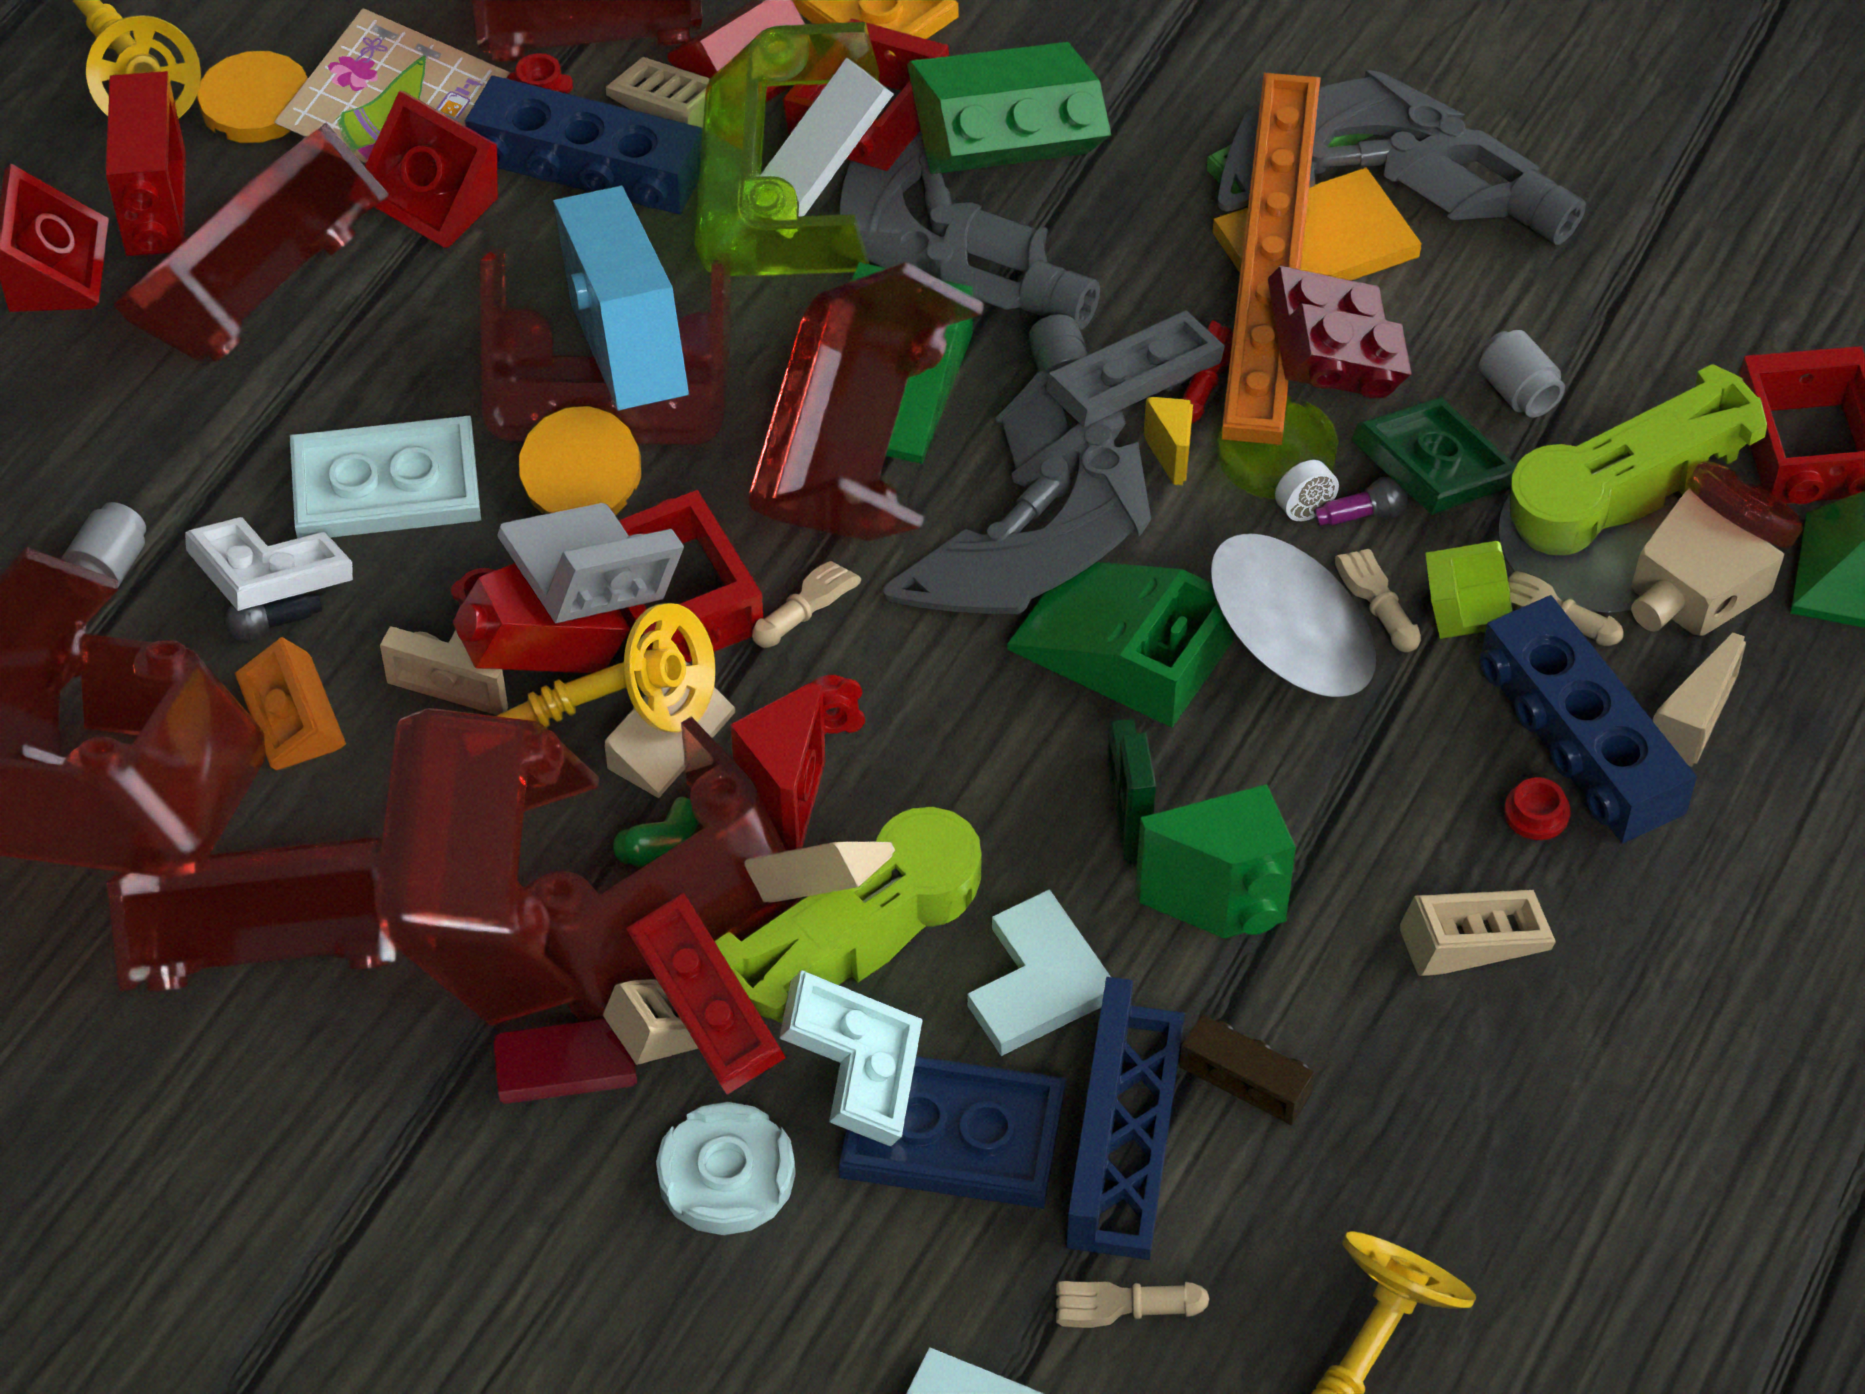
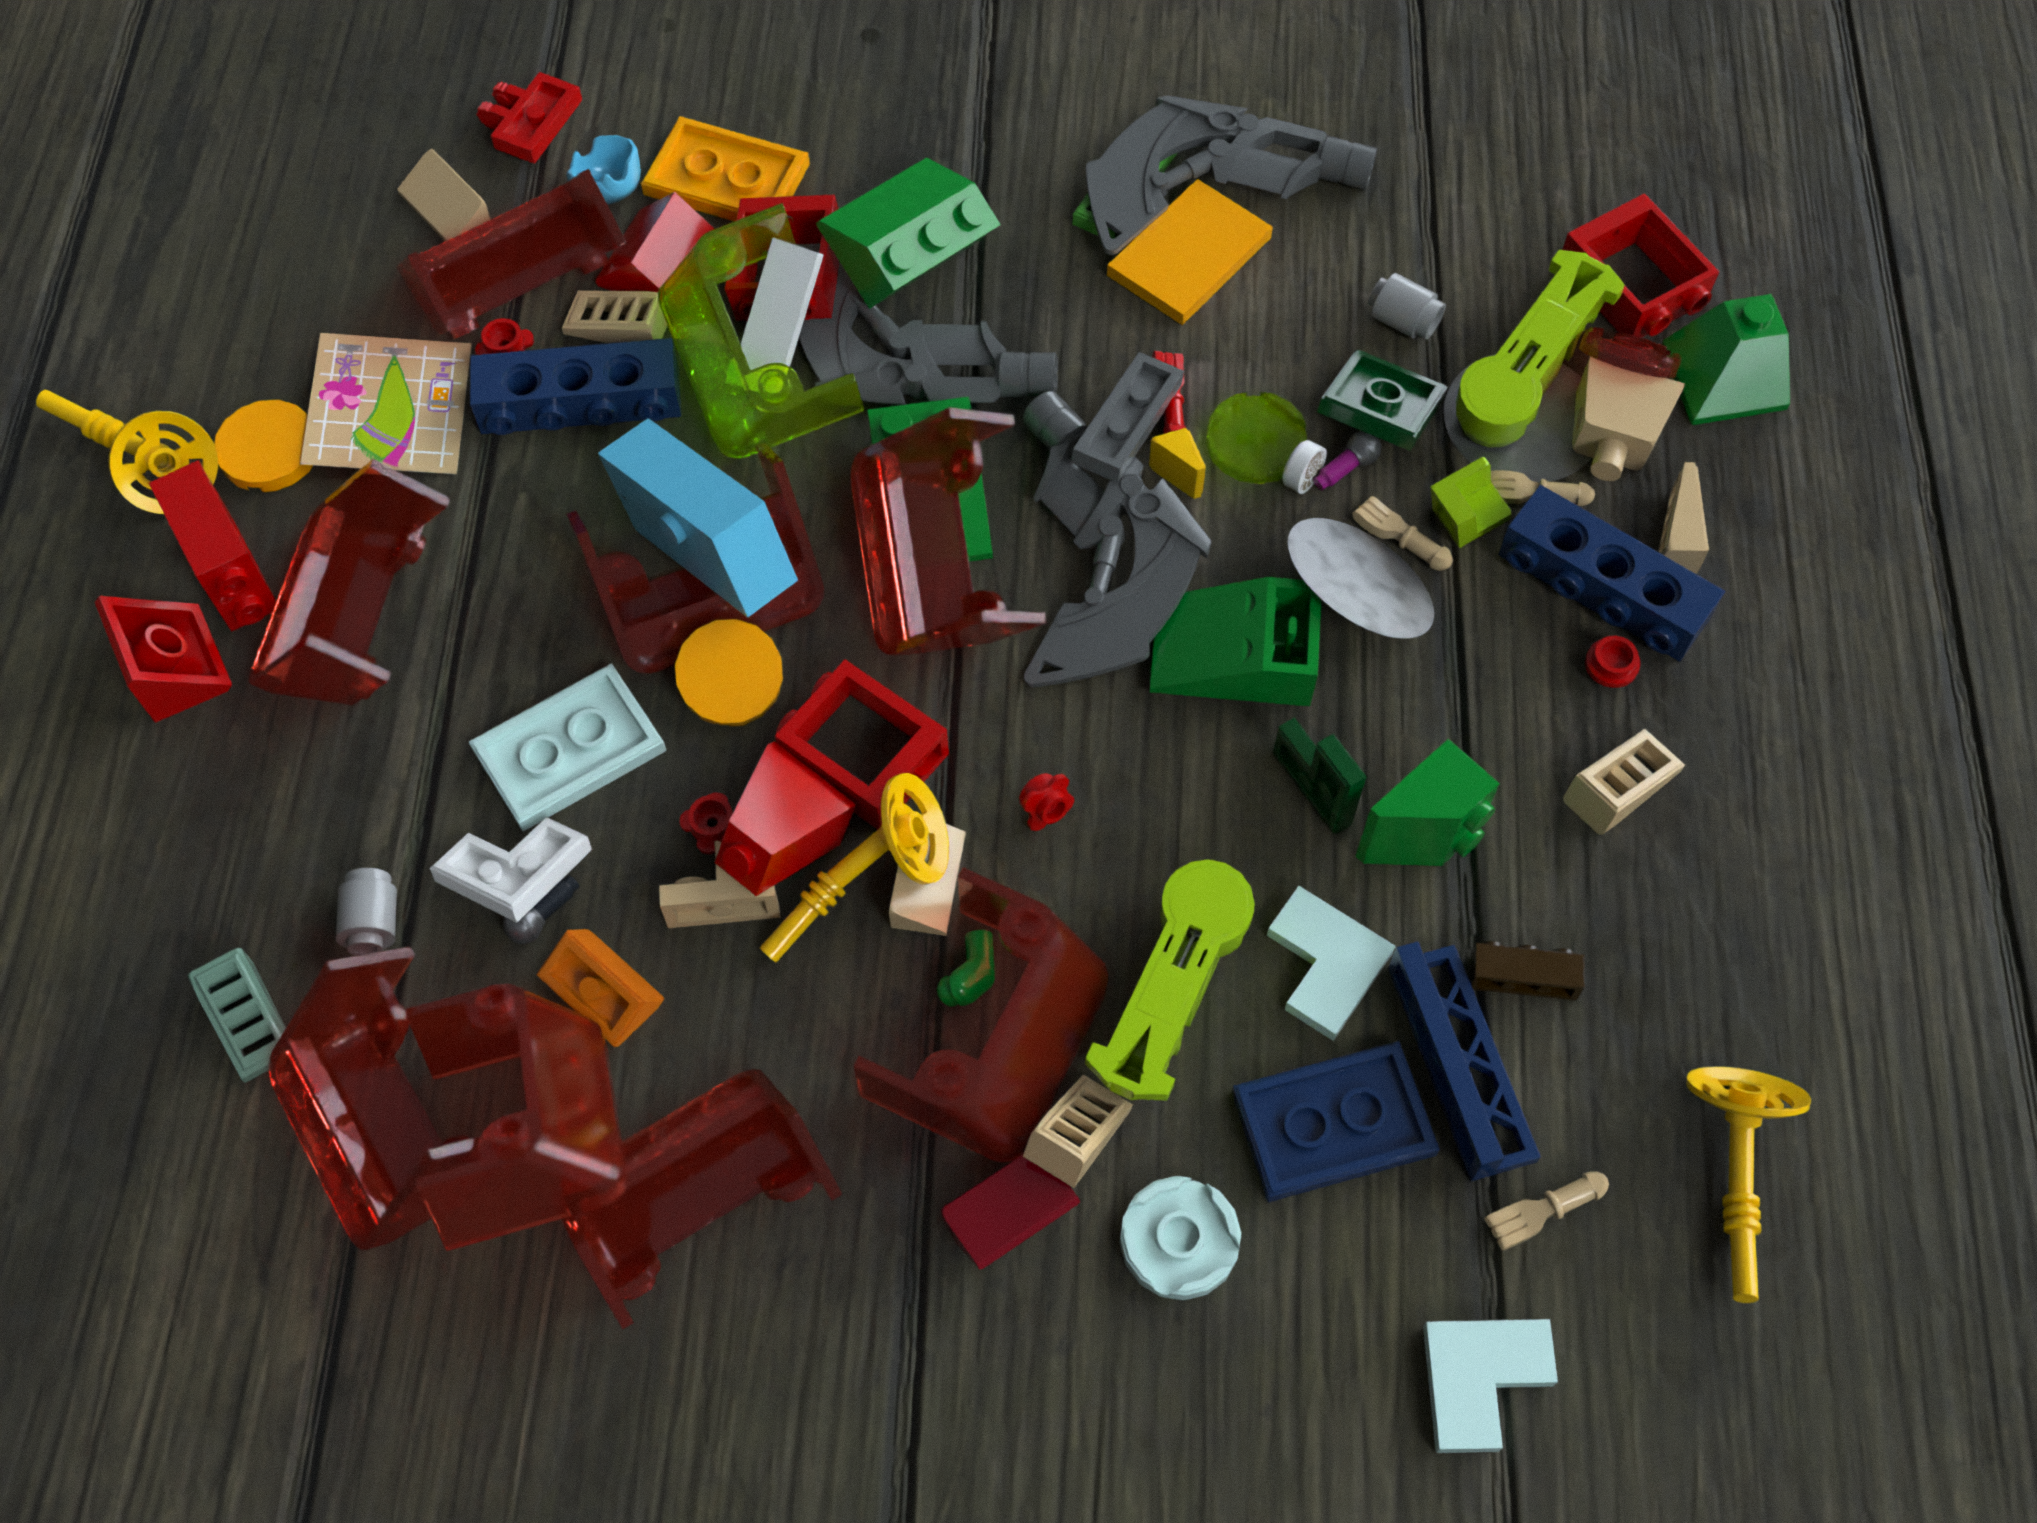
camera: 25 degrees left, 10 degrees up
(433, 170) = (464, 457): red slope -> none
(455, 853) = (851, 1074): clear red windscreen -> none
(588, 563) = (802, 766): light grey bracket -> none
(705, 993) = (1106, 1106): red tile -> none
(785, 758) = (1049, 870): red slope -> none
(816, 869) = (1137, 958): tan slope -> none
(818, 591) = (977, 701): tan piece -> none
(871, 1044) = (1251, 1087): light aqua tile -> none
(1272, 239) = (1177, 284): orange tile -> none
(1336, 334) = (1260, 328): dark red plate -> none

